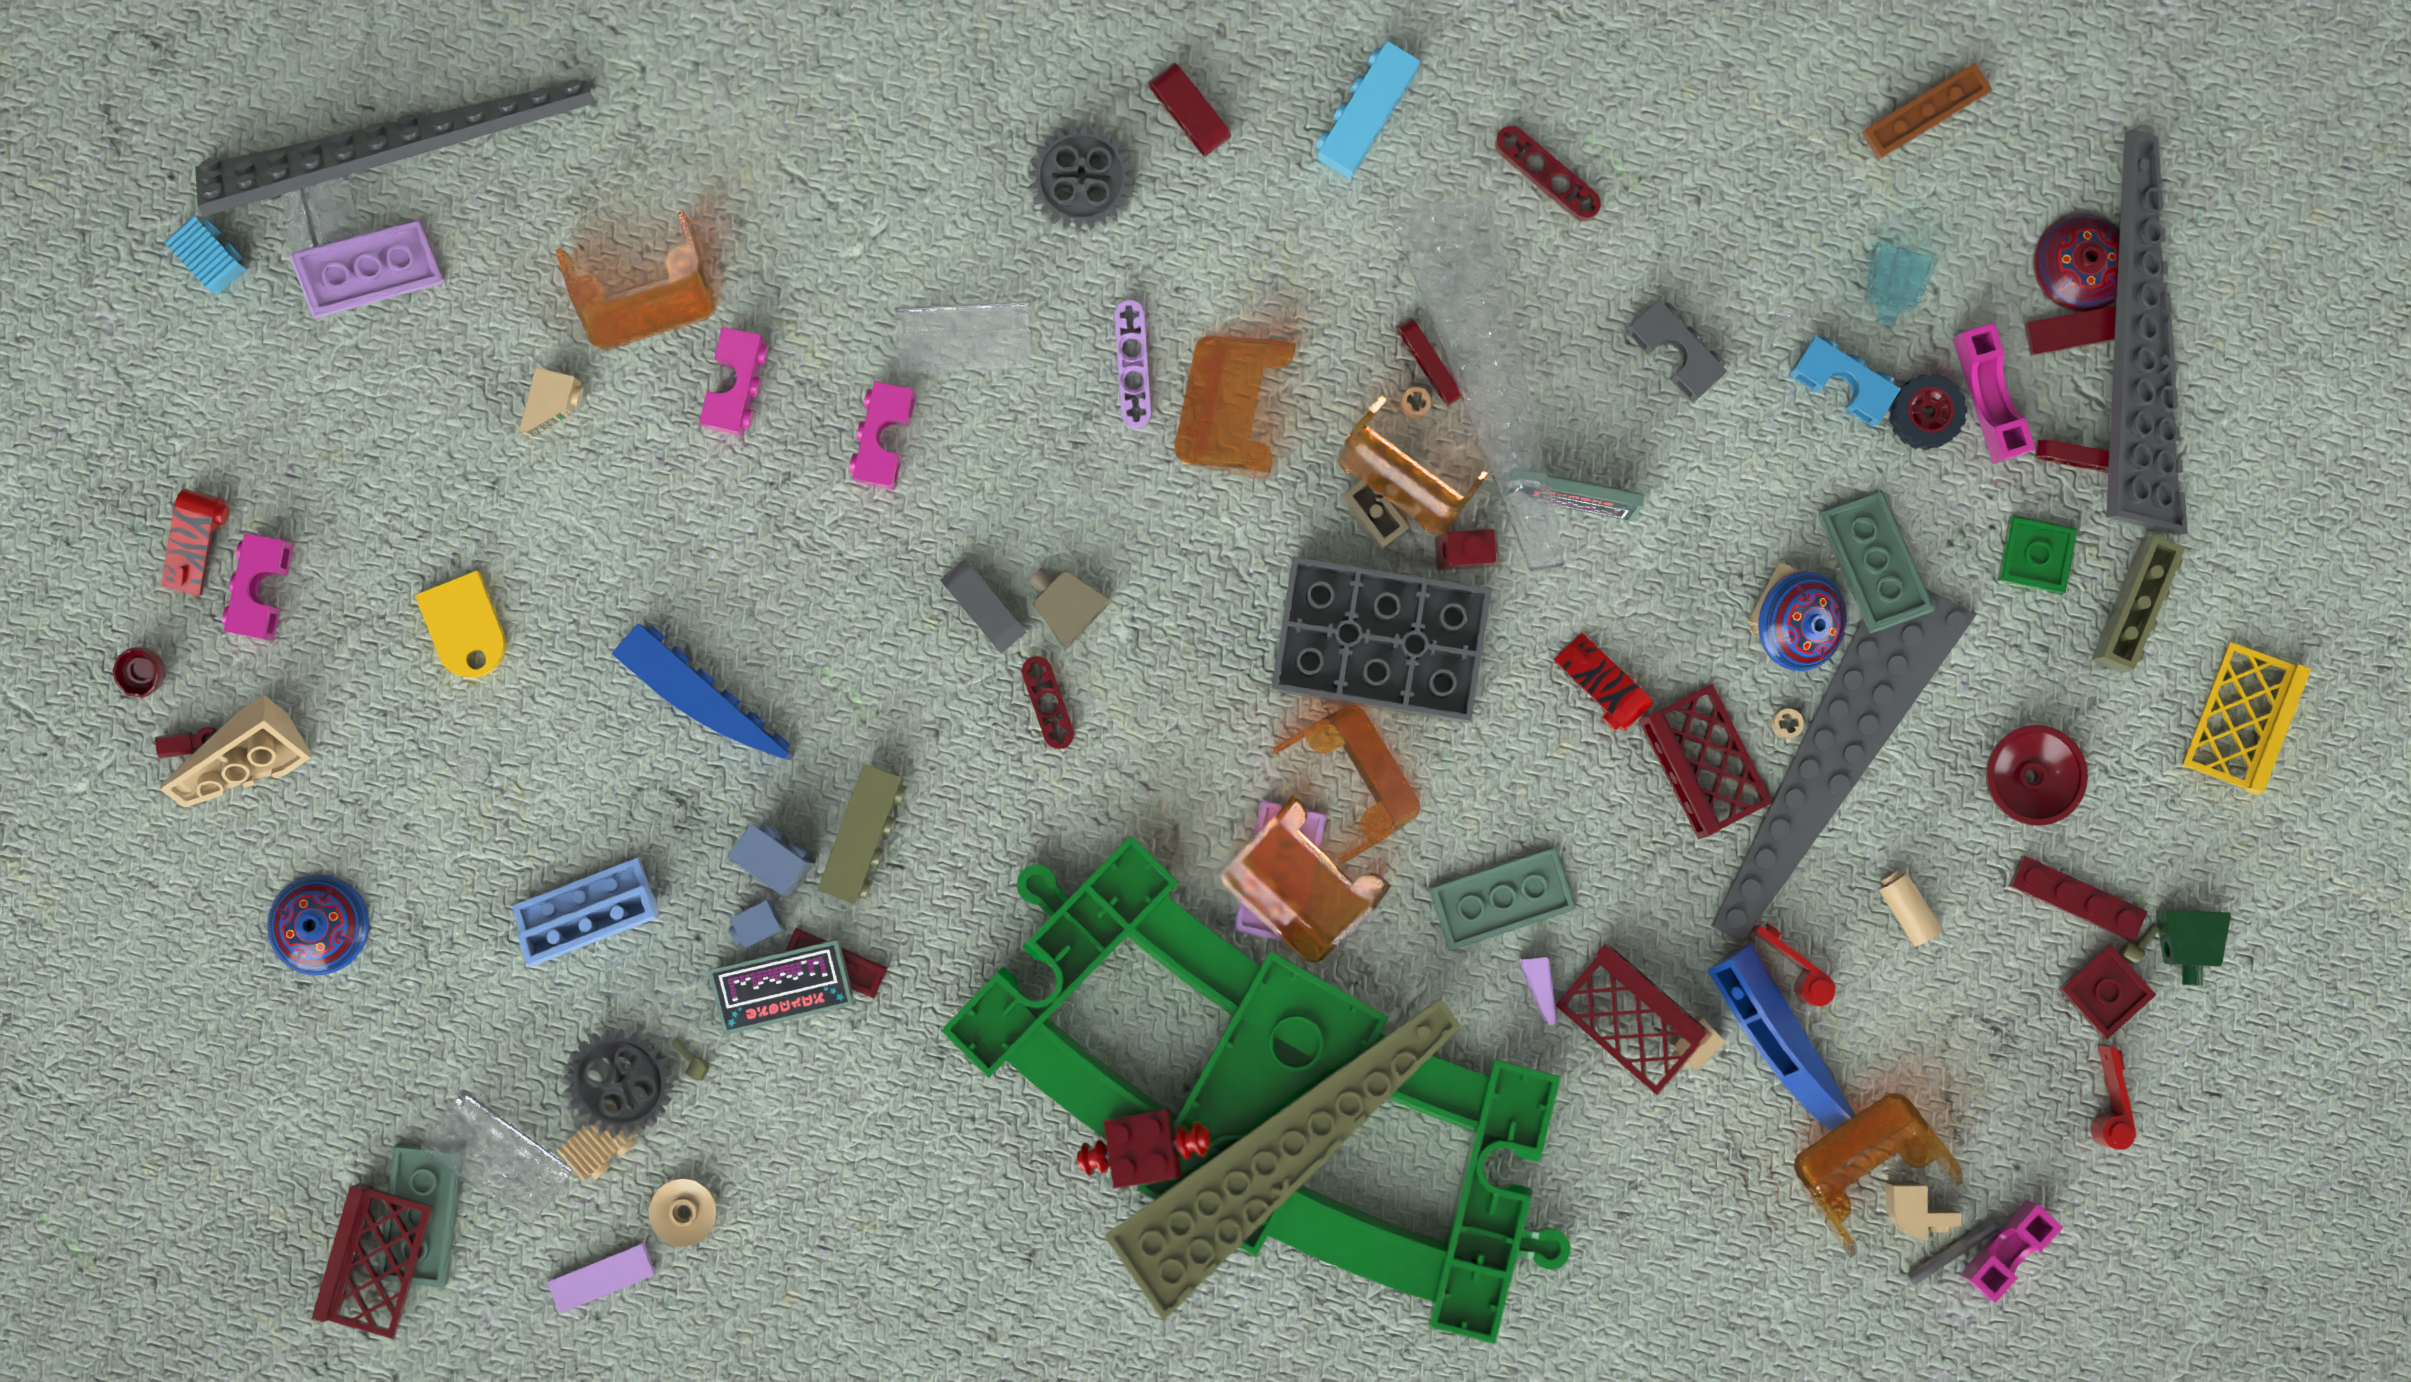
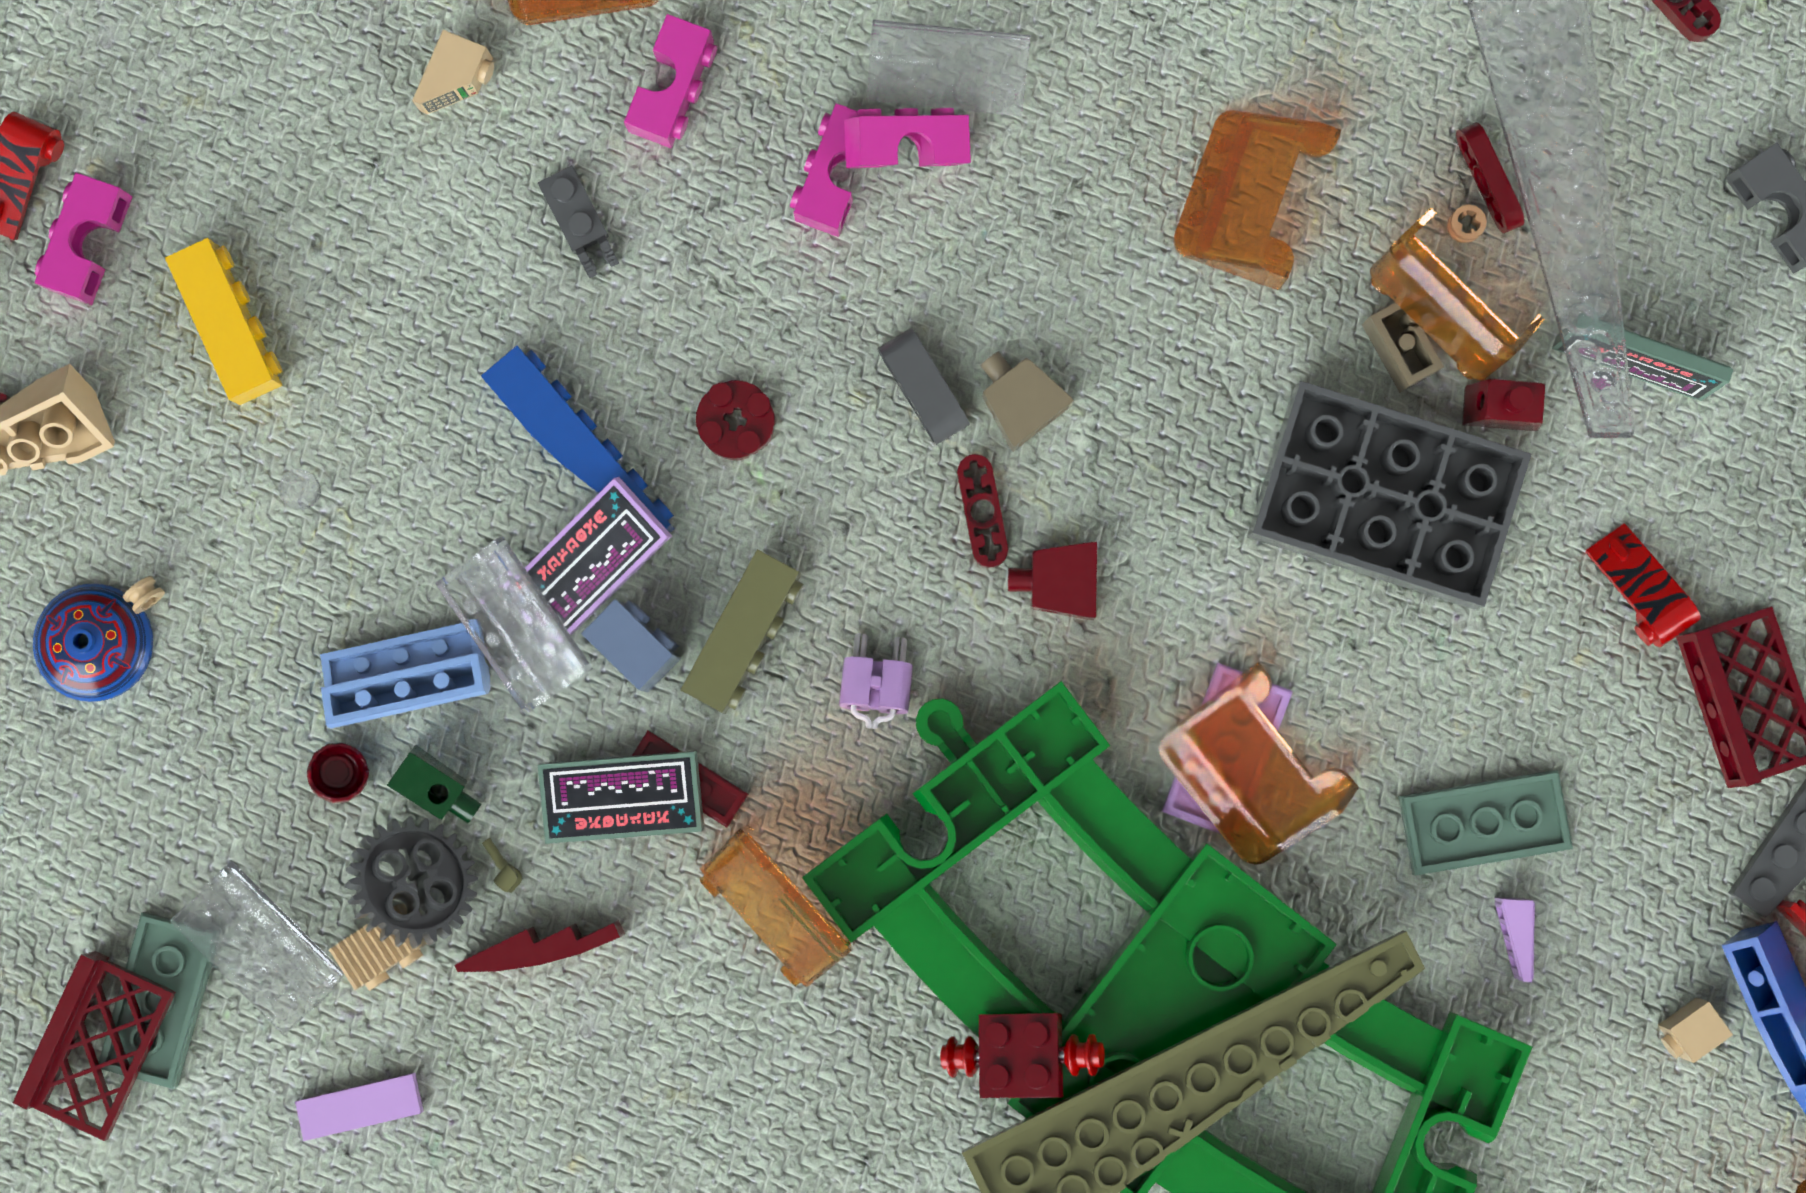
camera: 20 degrees right, 0 degrees up
(355, 878) = (143, 594): none -> tan bush
(388, 638) = (224, 321): none -> yellow brick
(463, 622) = (314, 316): yellow tile -> none
(541, 1002) = (337, 773): none -> dark red hair
(612, 991) = (420, 773): none -> dark green torso
(666, 1218) = (448, 1055): tan dish -> none
(670, 857) = (513, 625): none -> clear brick
(672, 507) = (577, 217): none -> dark grey hinge
(722, 1125) = (528, 950): none -> dark red slope
(725, 793) = (596, 553): none -> tile
(756, 924) = (602, 719): sand blue brick -> none
(818, 642) = (716, 432): none -> dark red plate
(911, 408) = (875, 138): none -> dark pink arch
(921, 1059) = (774, 908): none -> clear orange windscreen
(980, 860) = (876, 684): none -> lavender piece
(1120, 751) = (1060, 580): none -> dark red torso
(1132, 364) = (1143, 131): lavender beam -> none
(1394, 796) = (1376, 682): clear orange windscreen -> none
(1654, 998) = (1650, 965): dark red fence -> none

